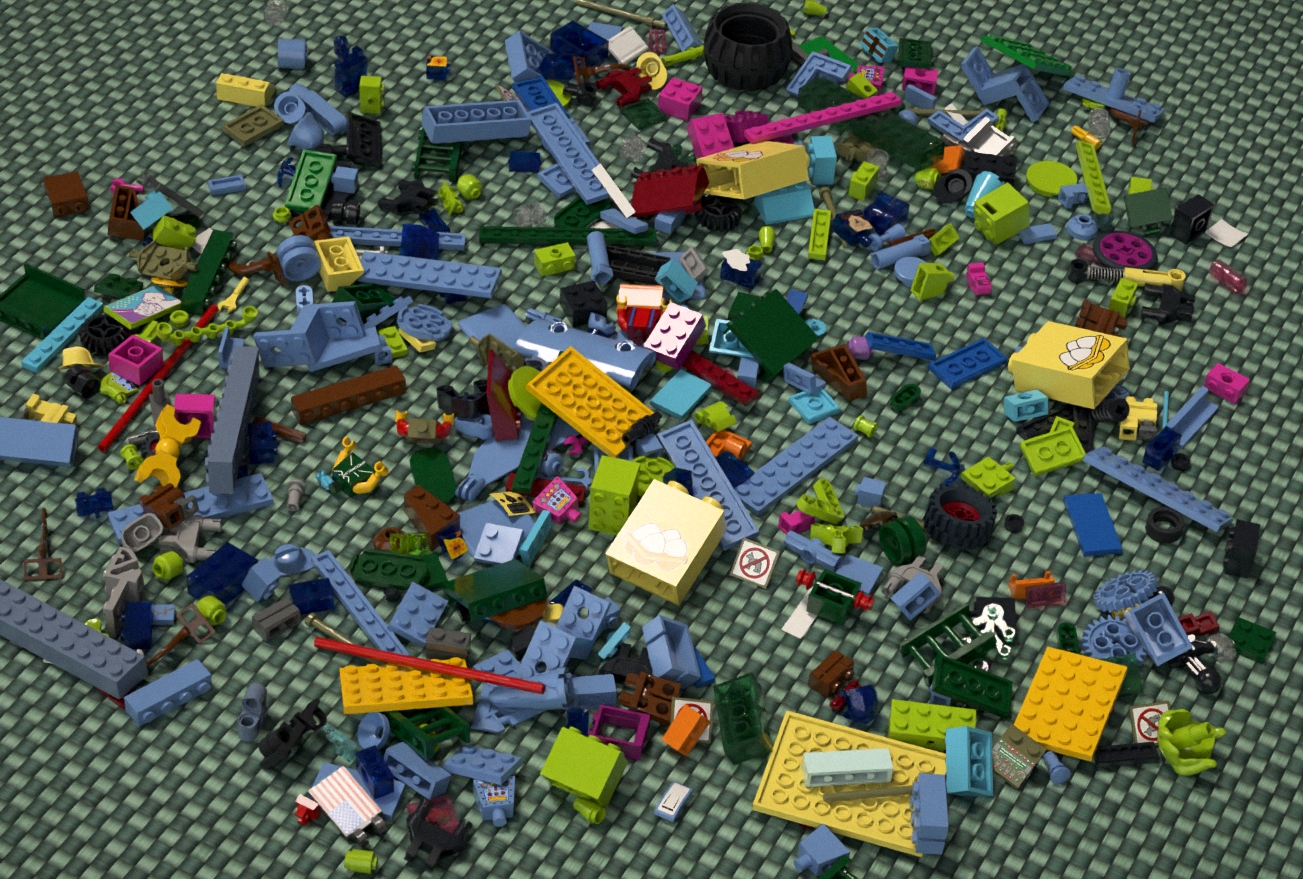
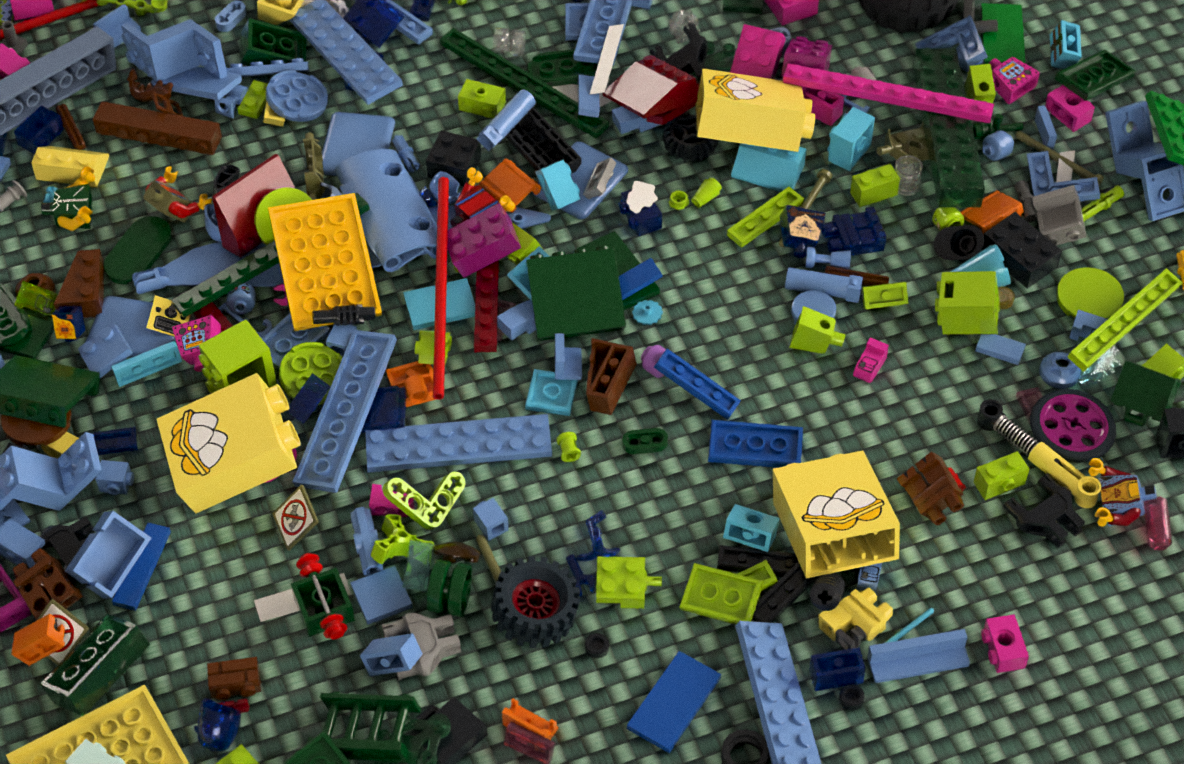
camera: 45 degrees right, 10 degrees up
(312, 453) = (65, 164): none -> light yellow slope
(314, 376) = (157, 93): none -> reddish brown piece
(614, 640) = (91, 506): medium azure plate -> none
(688, 375) = (440, 289): none -> red piece
(865, 542) = (417, 565): none -> clear light blue slope
(1199, 271) = (1120, 495): none -> torso

